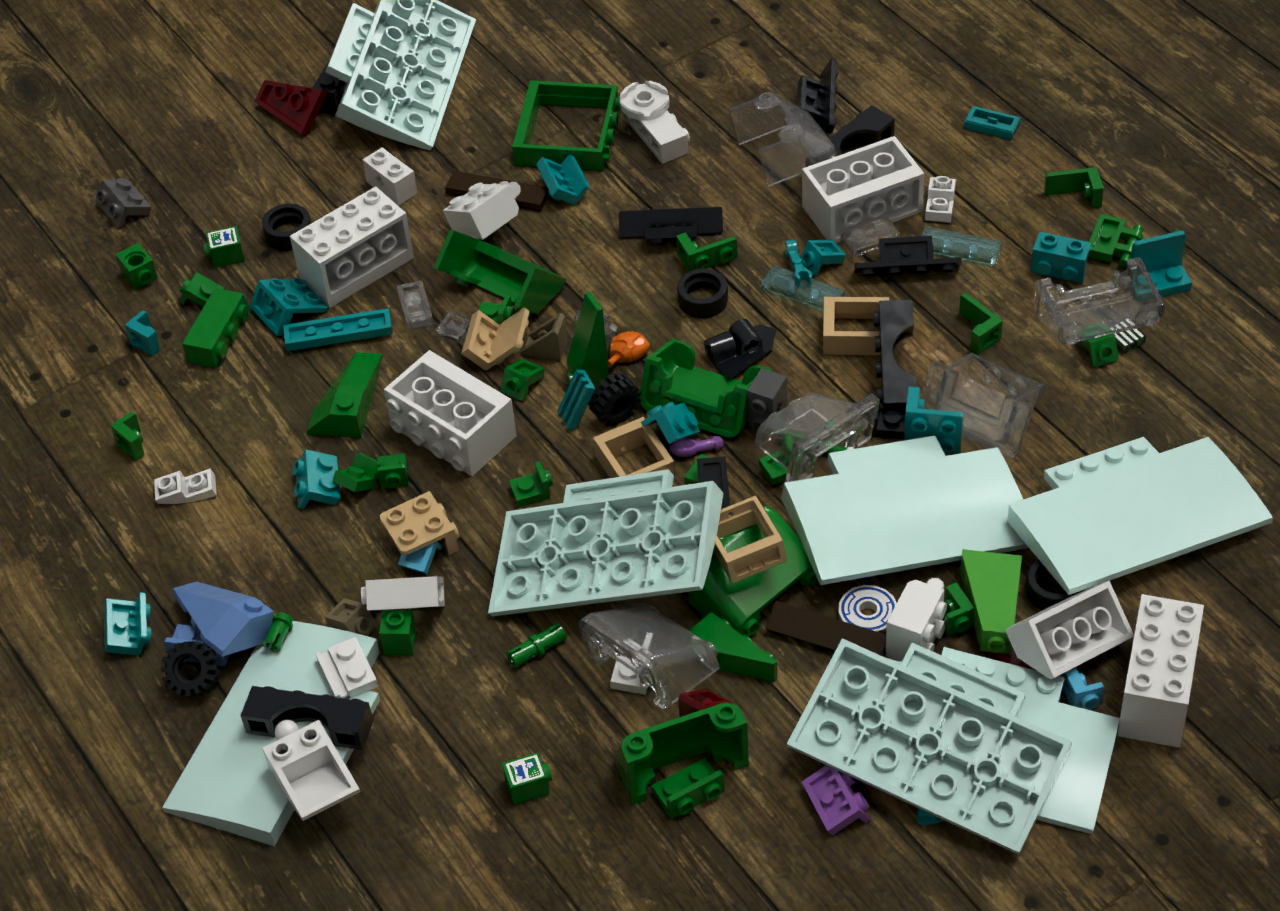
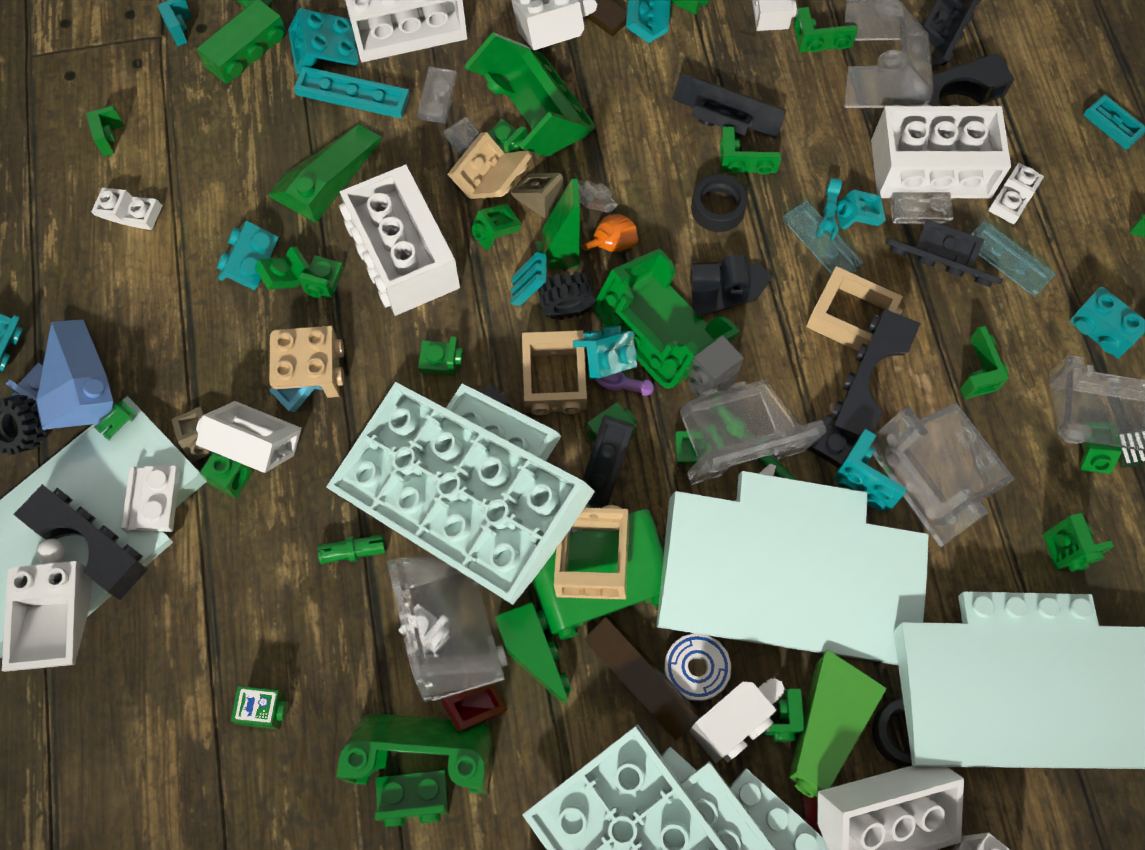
camera: 20 degrees right, 20 degrees up
(719, 149) = (814, 40): none -> green bracket
(1111, 409) = (1072, 544): none -> green bracket

